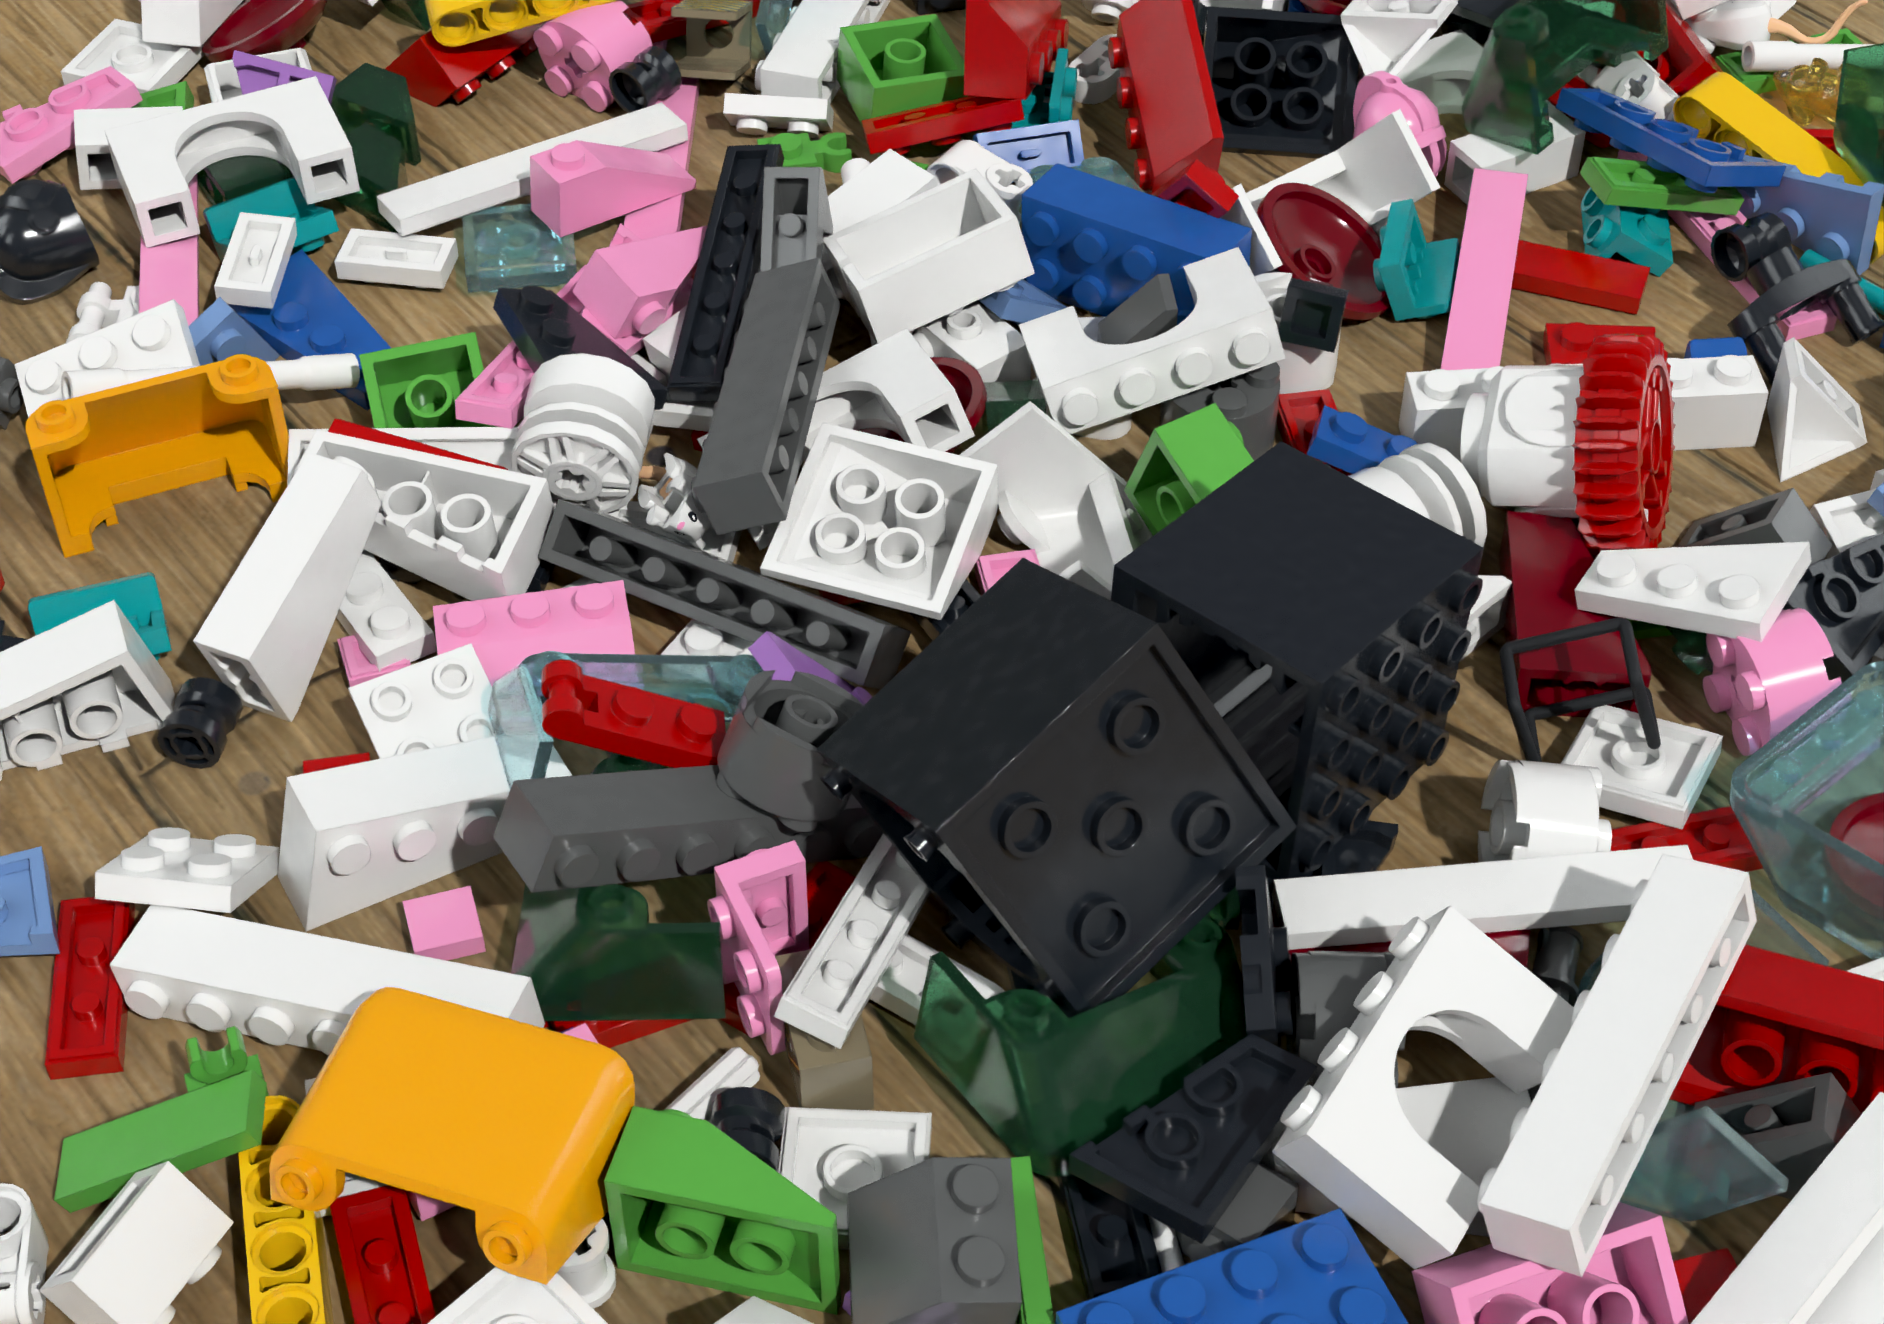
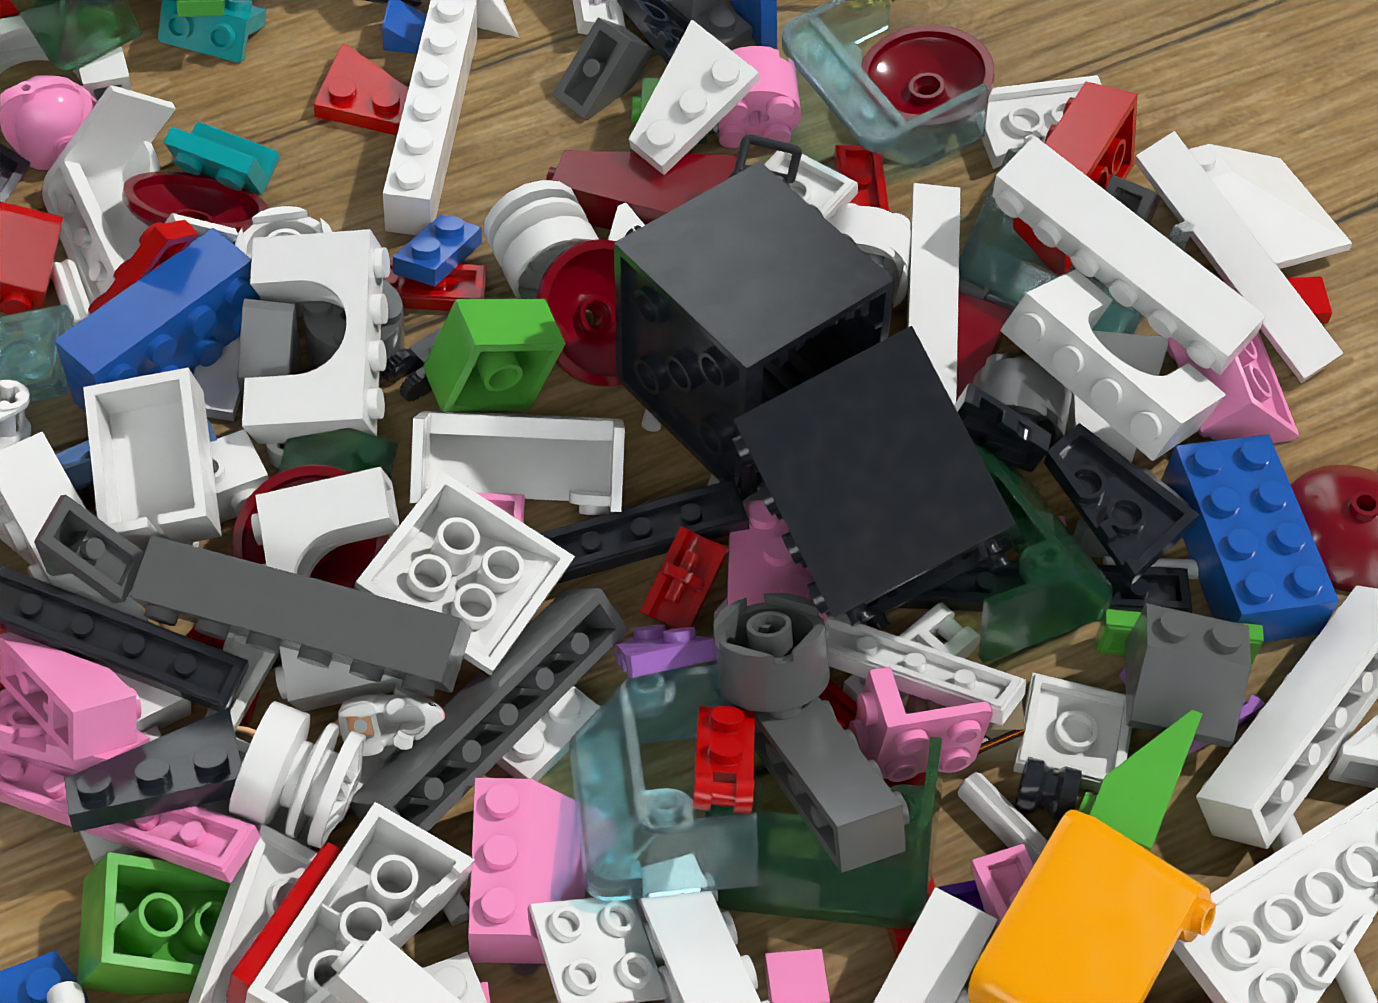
camera: 85 degrees left, 10 degrees up
(1312, 314) = (327, 212): black tile -> none
(1485, 270) = (248, 117): bright pink tile -> none
(1579, 277) = (247, 78): red tile -> none
(1580, 441) = (520, 109): piece -> none

